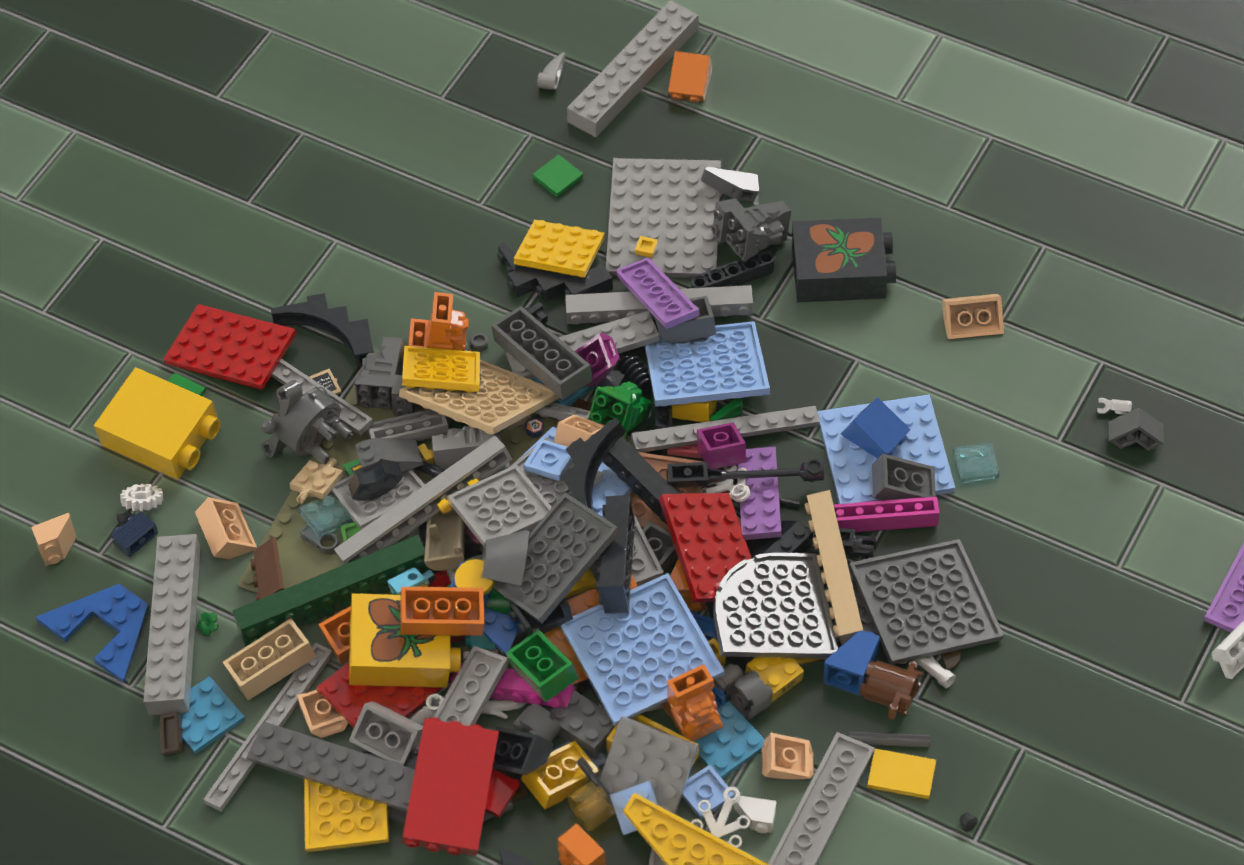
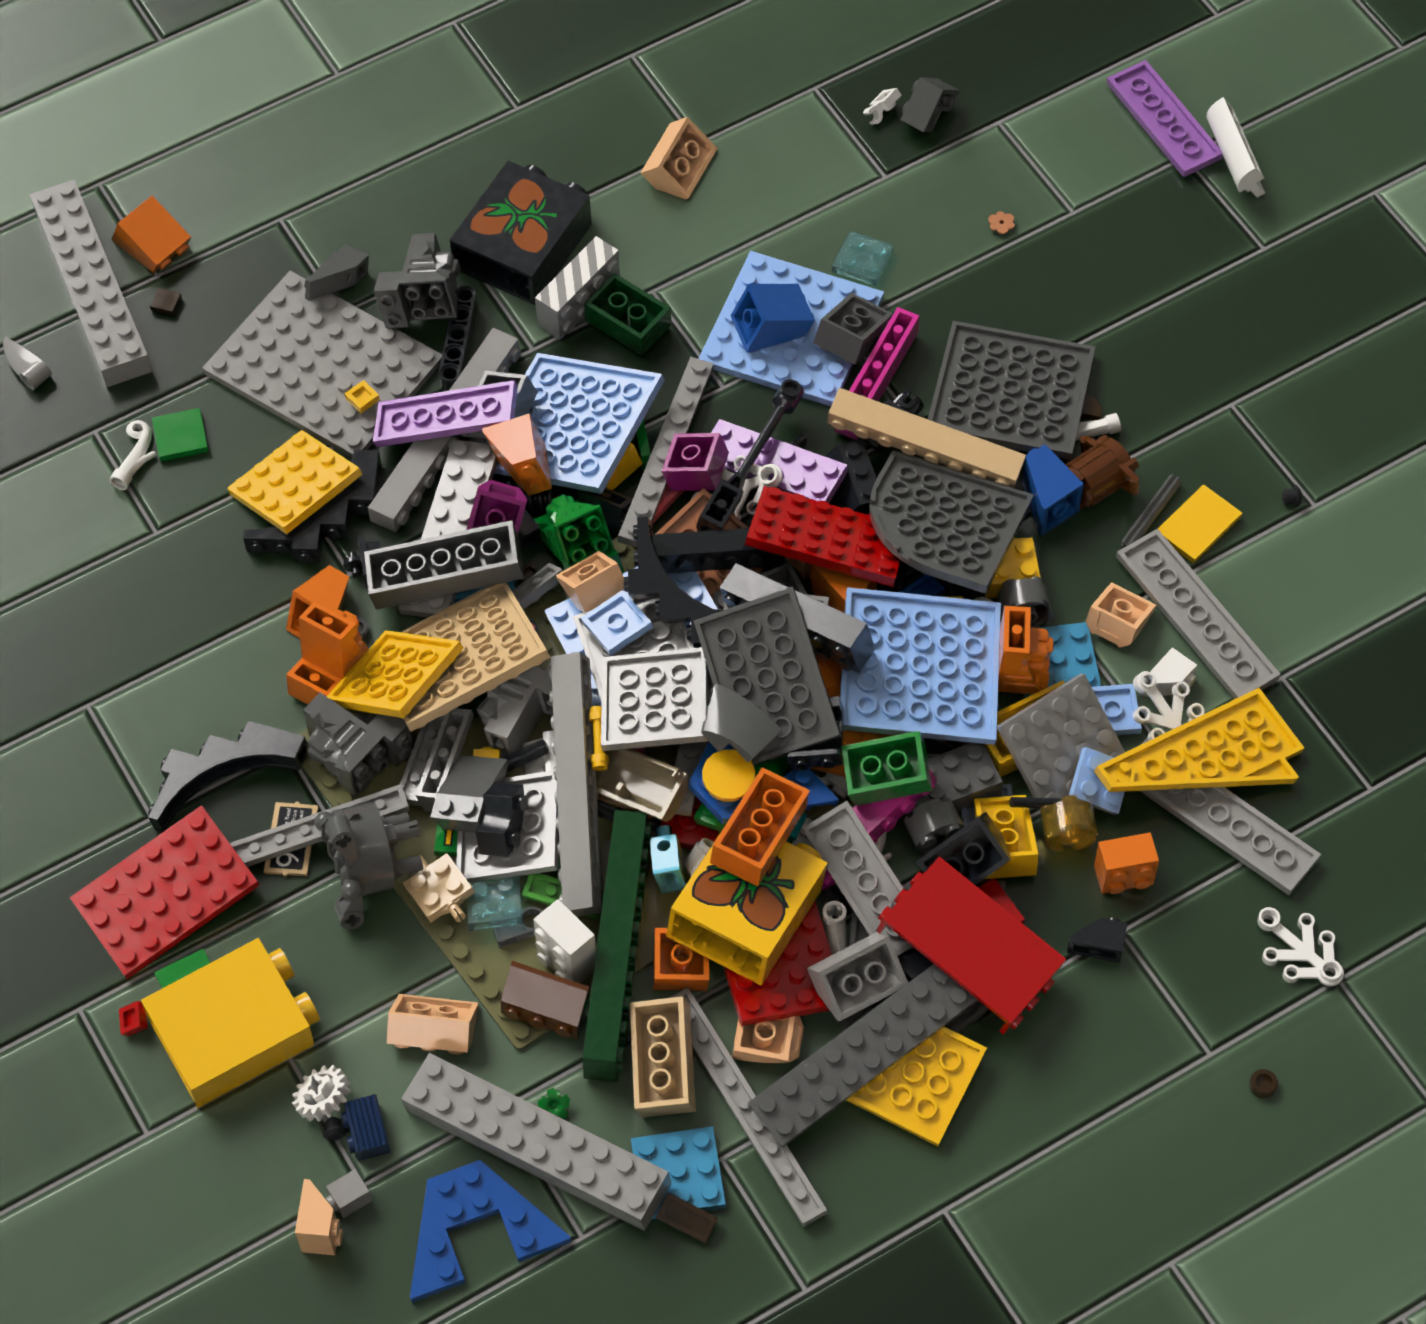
camera: 60 degrees left, 5 degrees up
(85, 548) = (348, 1194): none -> light grey brick
(309, 556) = (564, 943): none -> white brick
(483, 307) = (324, 588): none -> orange slope
(525, 164) = (123, 475): none -> white plant
(650, 114) = (165, 301): none -> dark brown tile
(651, 347) = (521, 453): none -> slope
(817, 313) = (563, 299): none -> light grey brick
(819, 352) = (627, 314): none -> dark green brick
(1071, 528) = (1001, 222): none -> nougat plant

